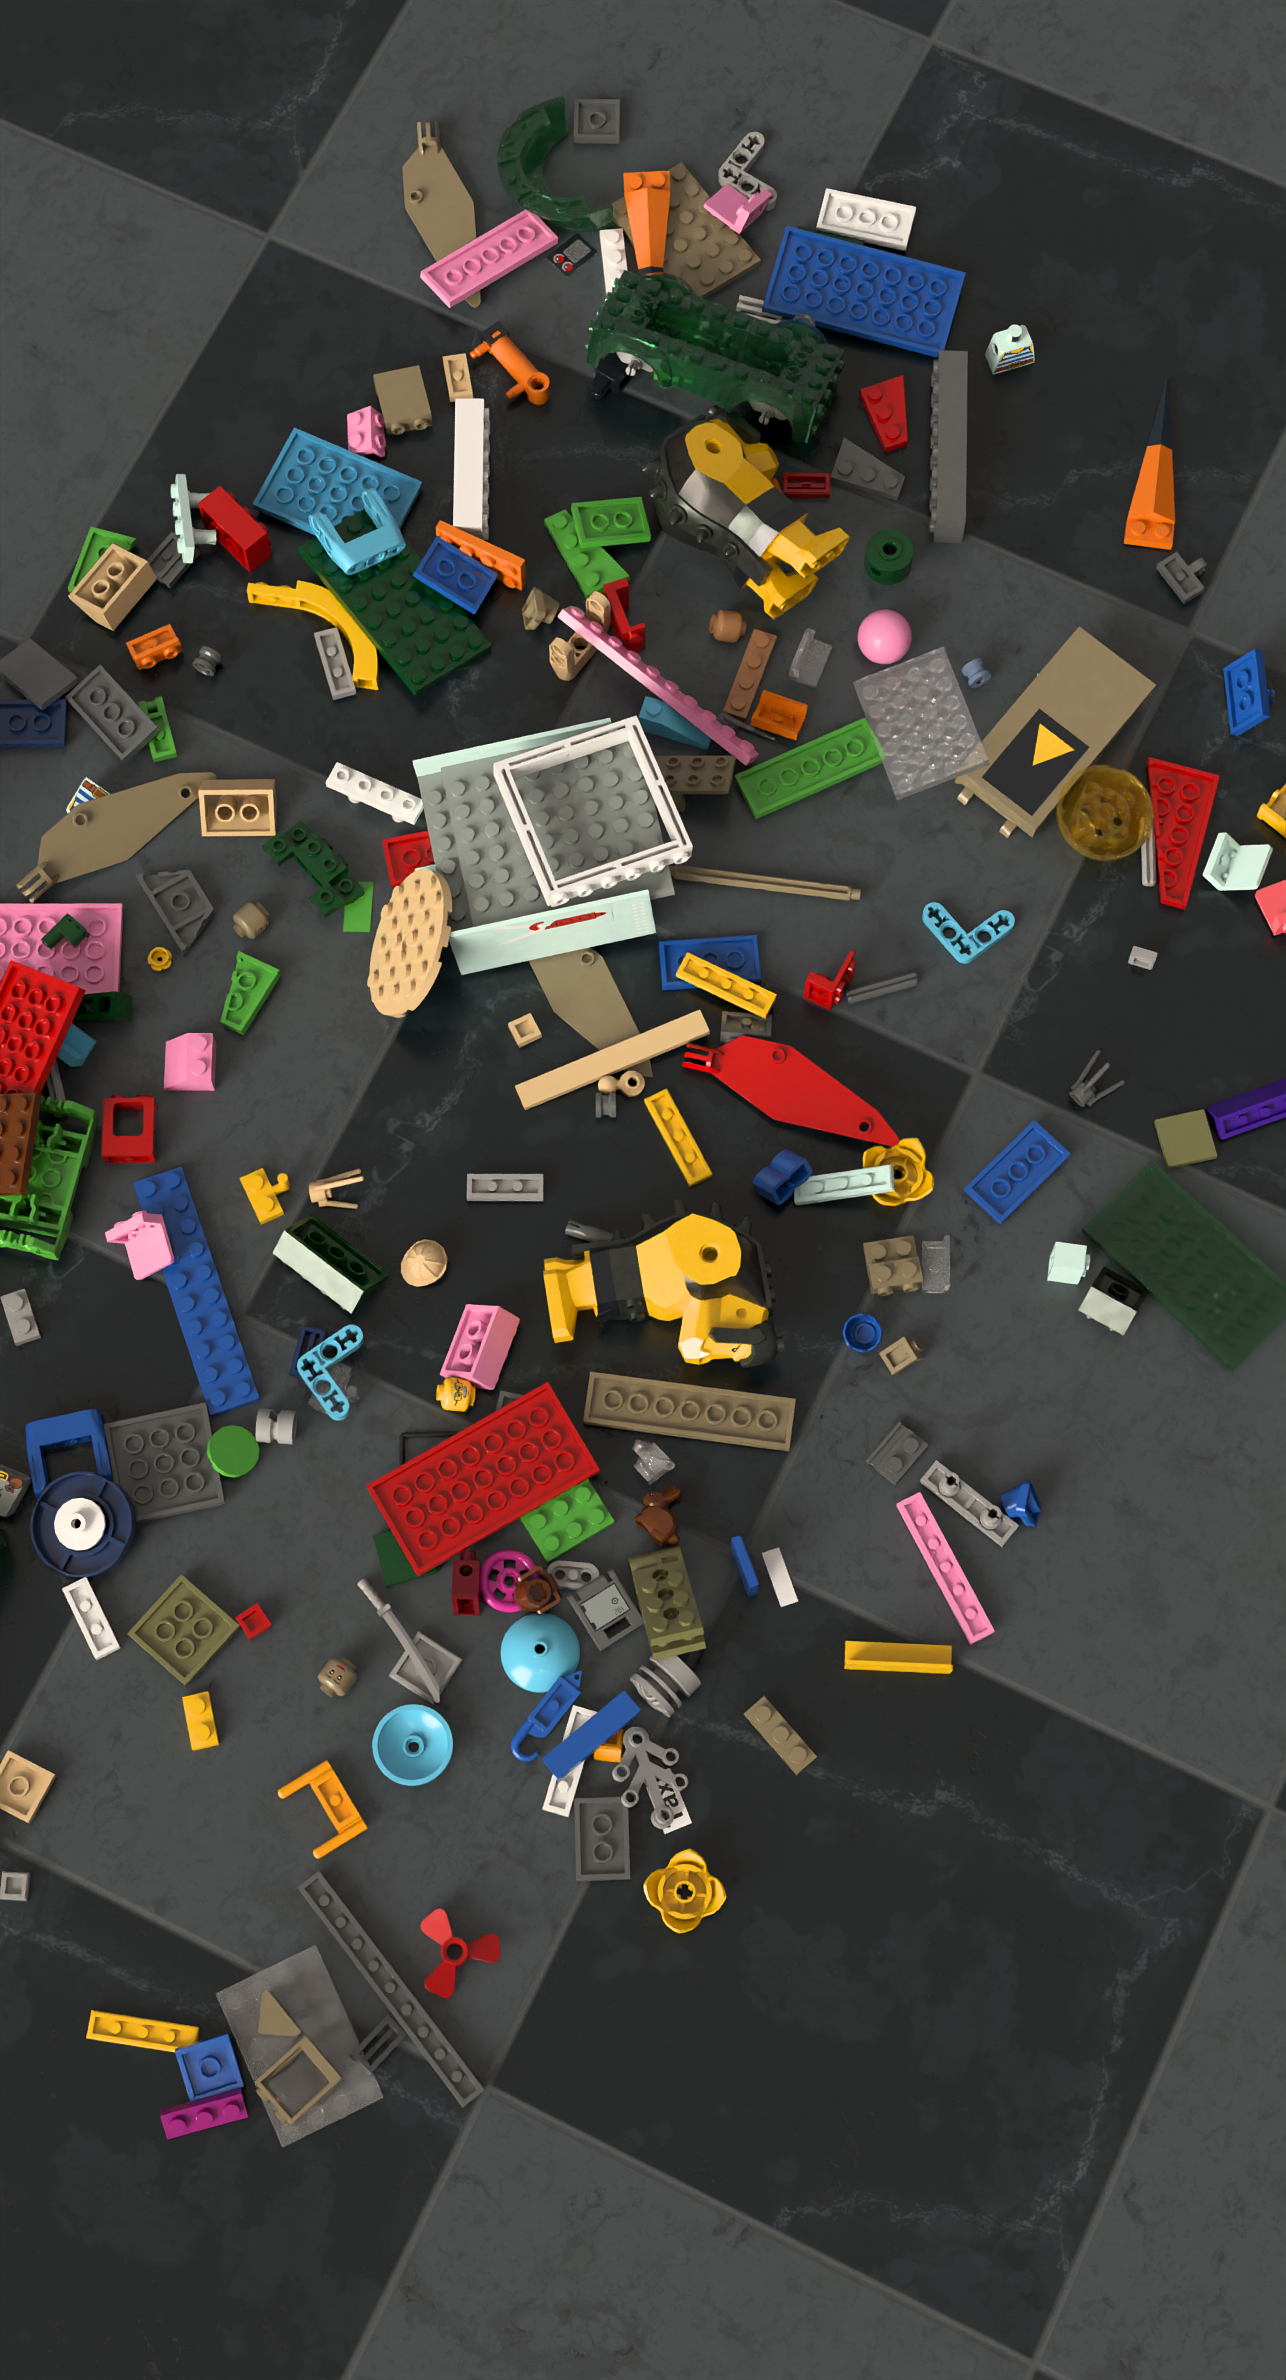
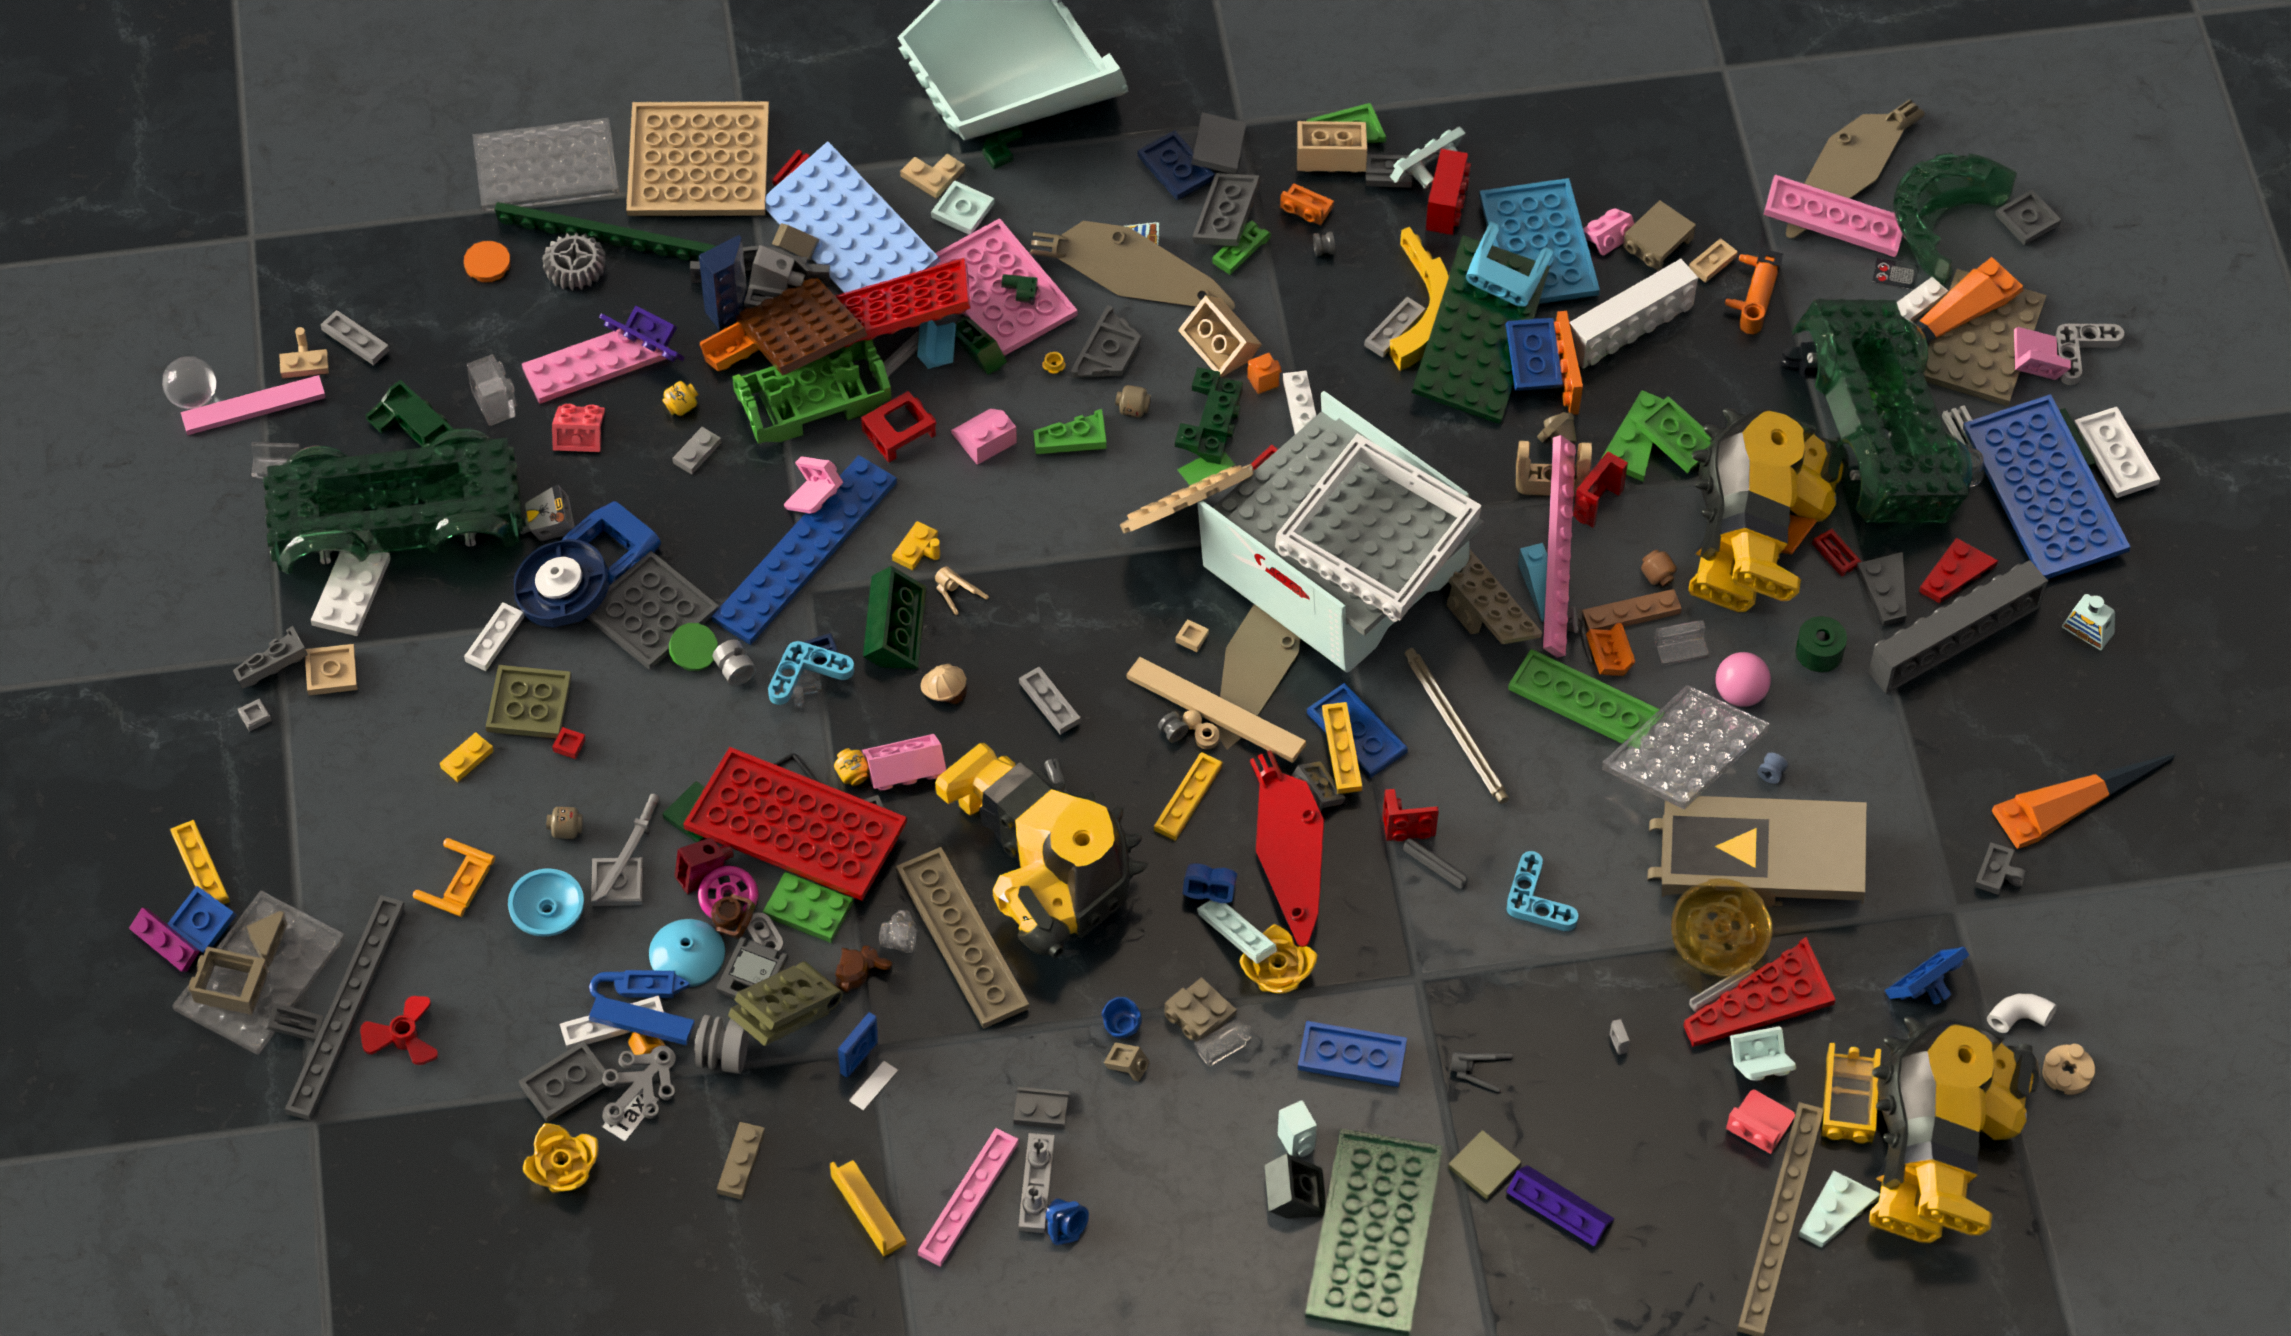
camera: 55 degrees right, 15 degrees down
(304, 797) = (1264, 373): none -> orange brick

